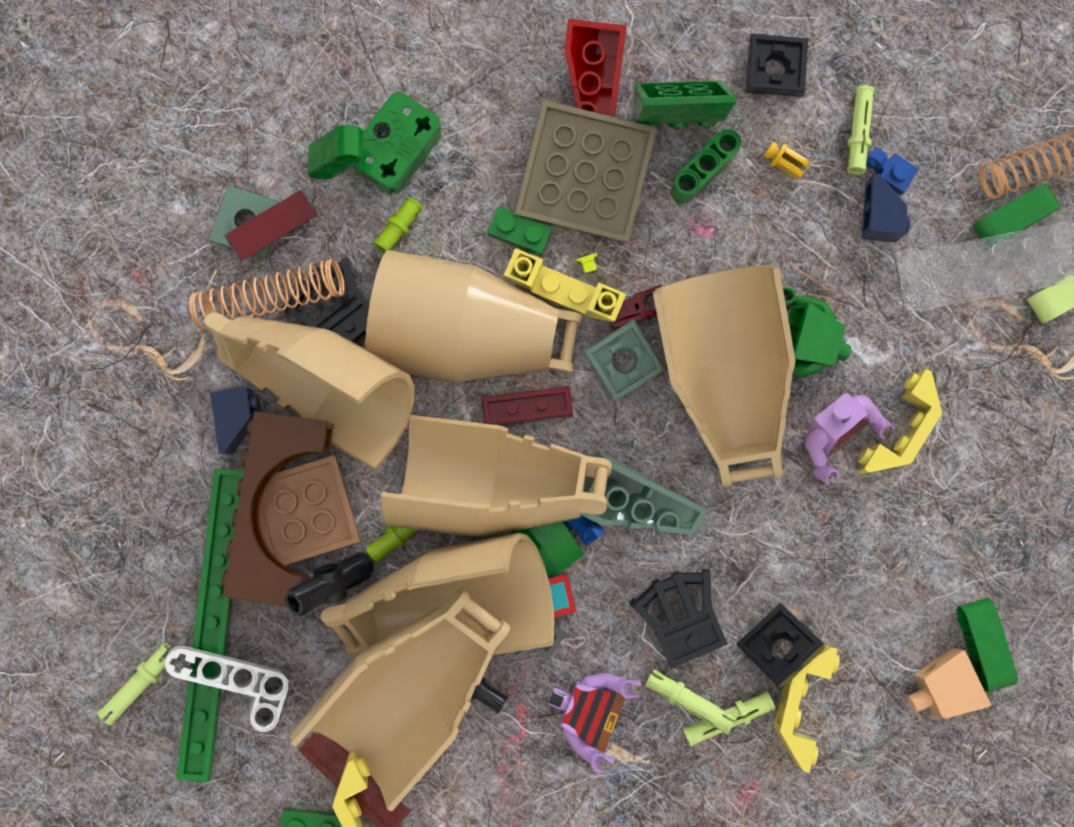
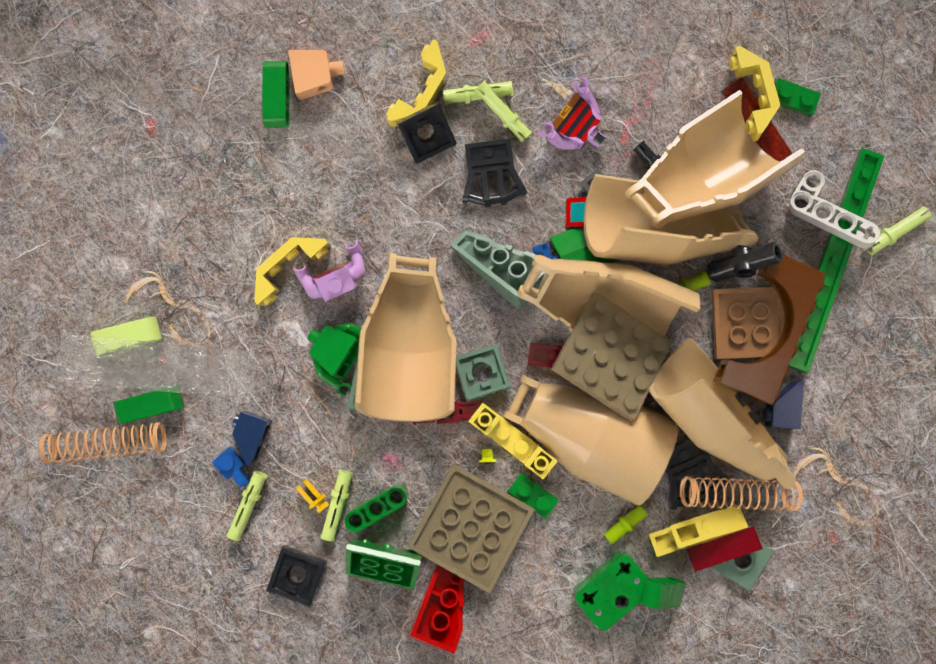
camera: 165 degrees left, 5 degrees up
(308, 238) = (698, 530): none -> light yellow slope
(470, 418) = (612, 356): none -> dark tan plate
(754, 190) = (329, 531): none -> yellowish green pin

